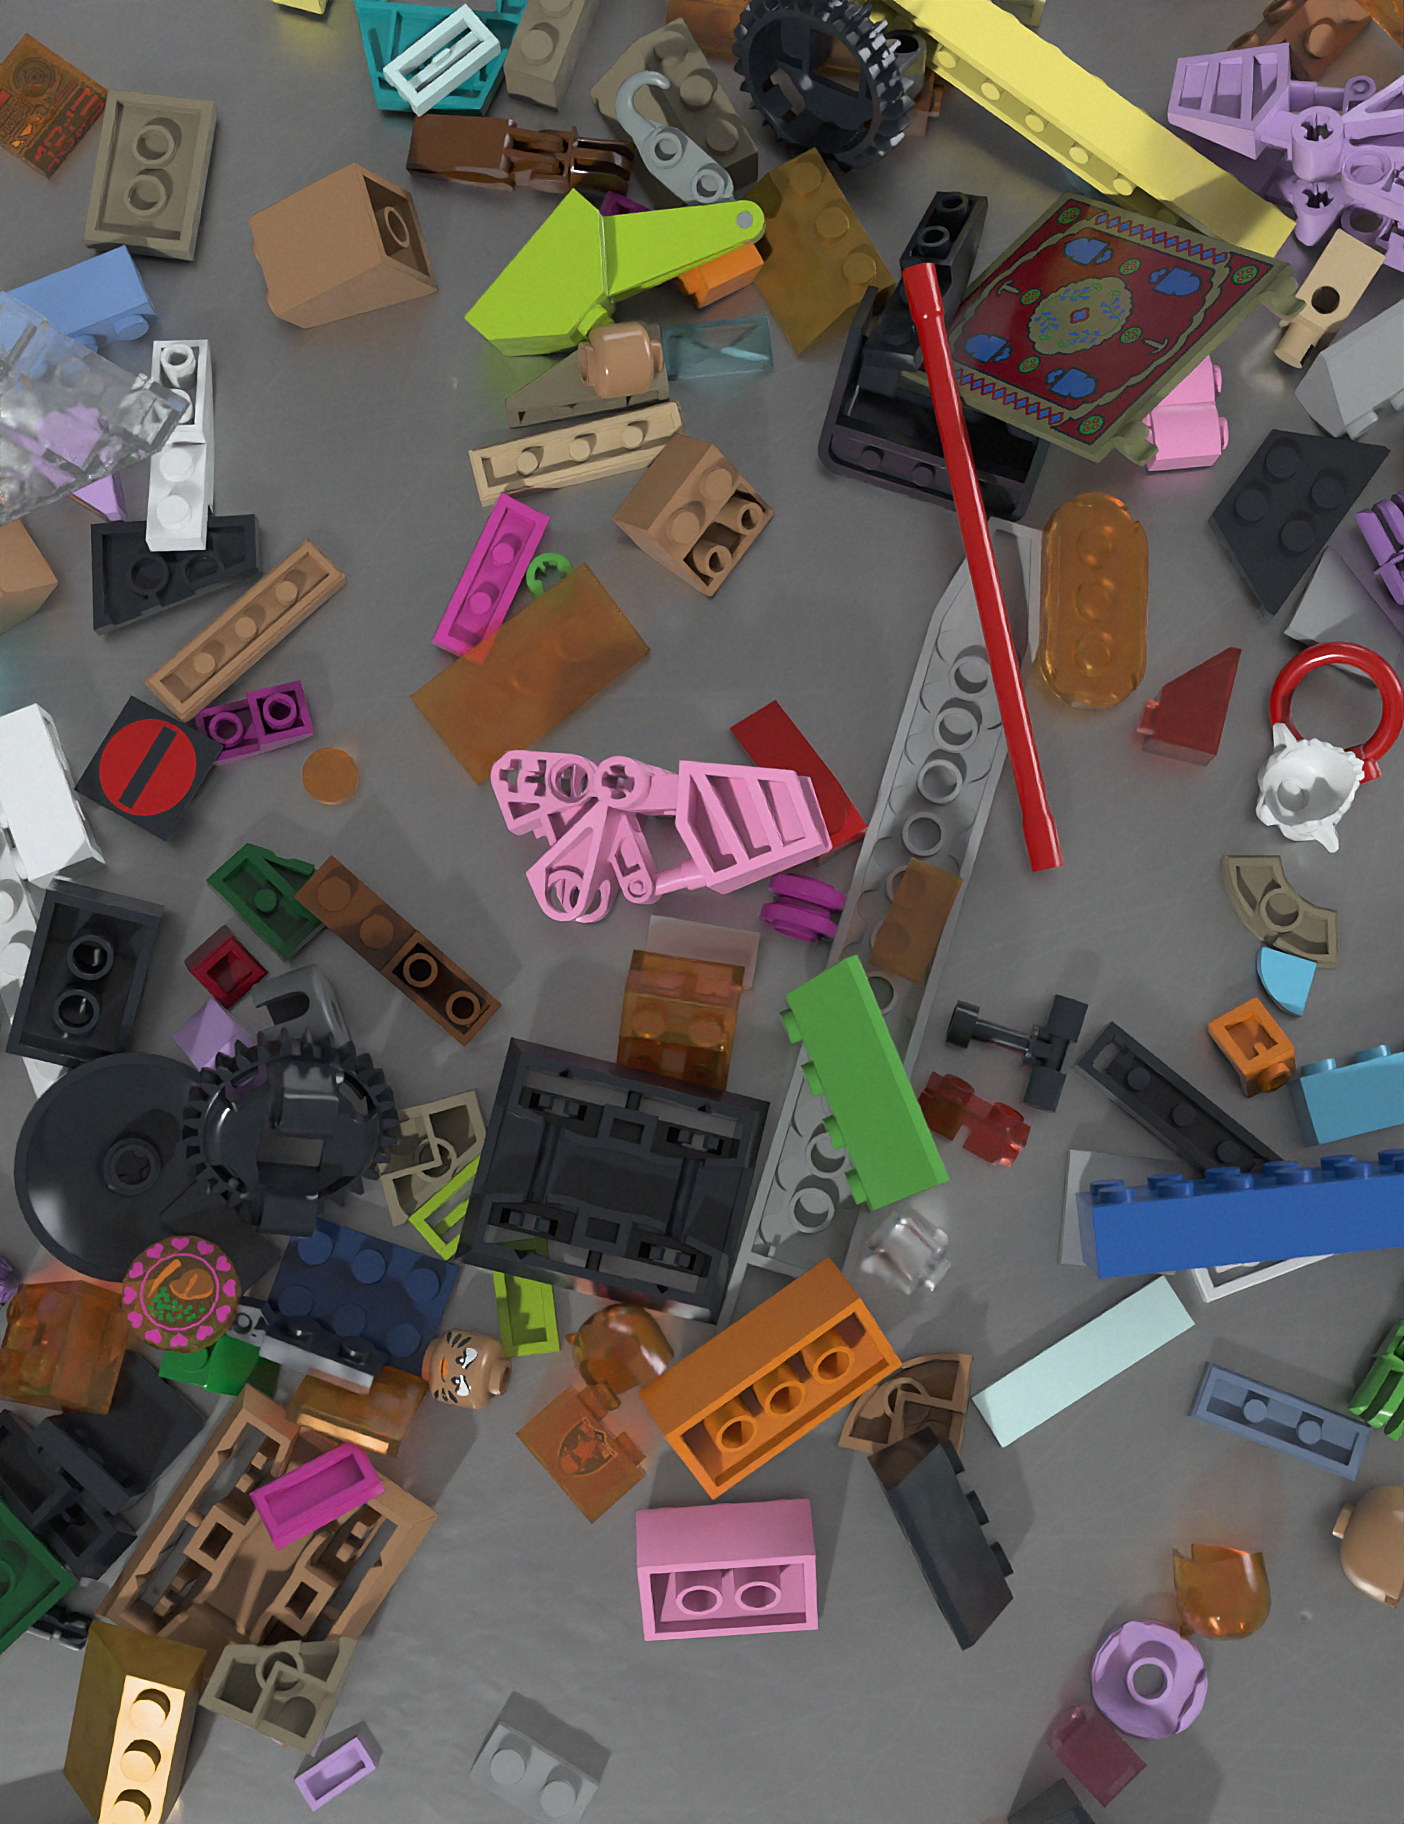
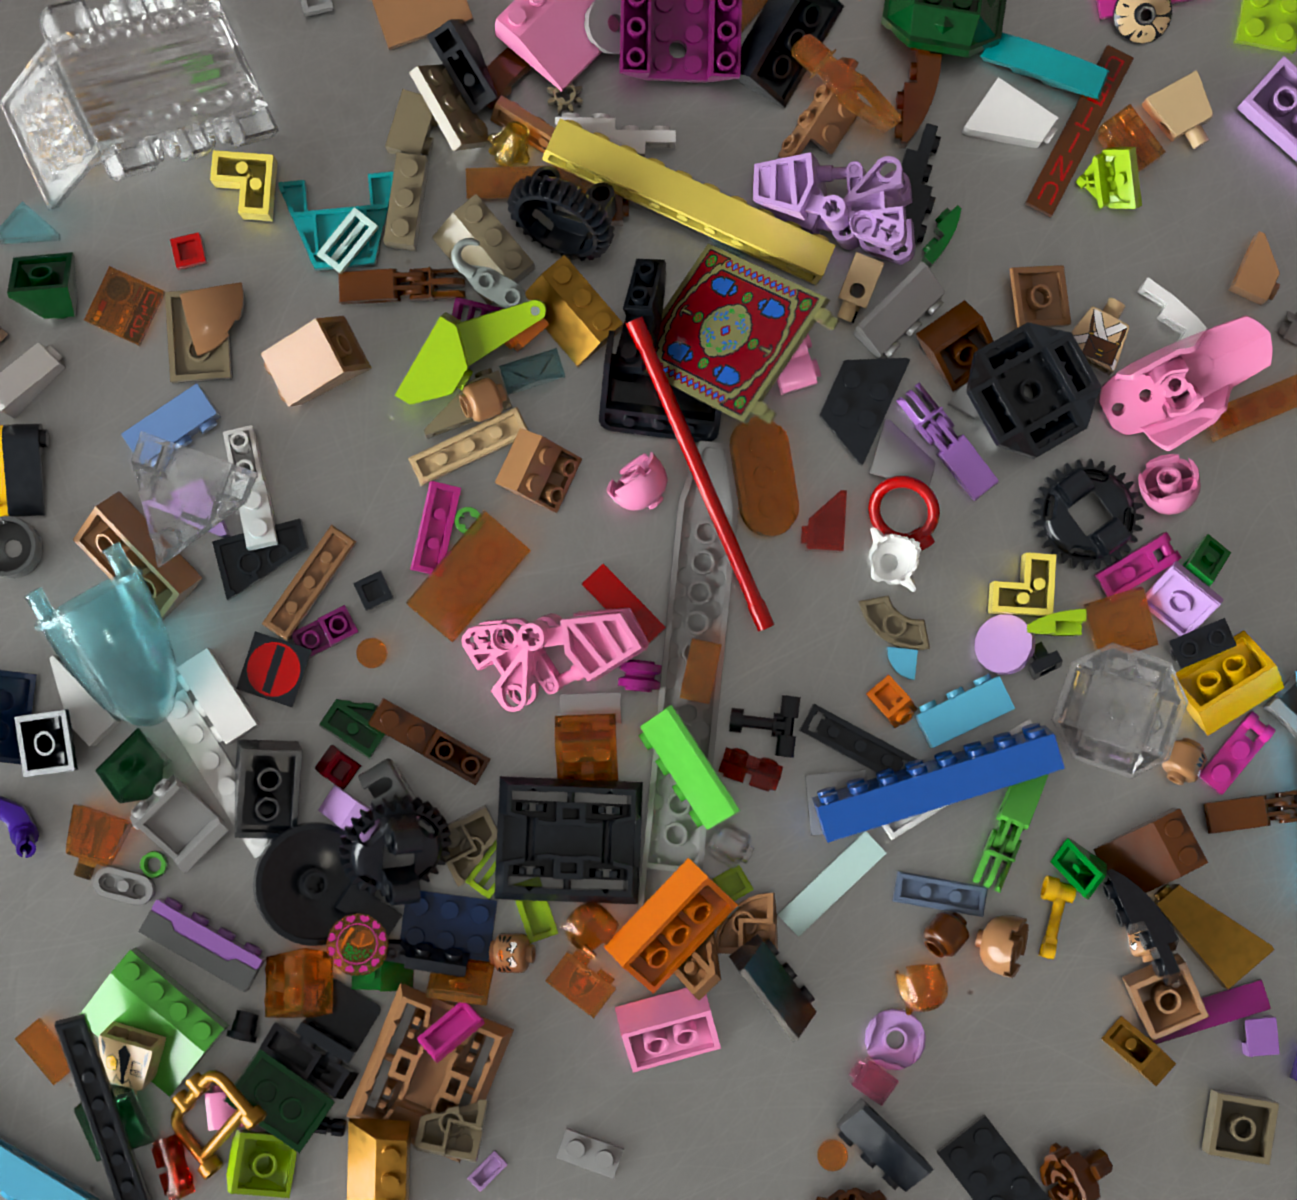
camera: 15 degrees left, 5 degrees up
(166, 32) = (188, 251): none -> red plate
(178, 135) = (211, 314): none -> medium nougat brick
(357, 666) = (373, 590): none -> black plate
(811, 1472) = (701, 969): none -> medium nougat wing
(871, 571) = (640, 484): none -> bright pink cylinder
(903, 1322) = (734, 883): none -> lime tile
(1281, 1500) = (946, 934): none -> reddish brown head

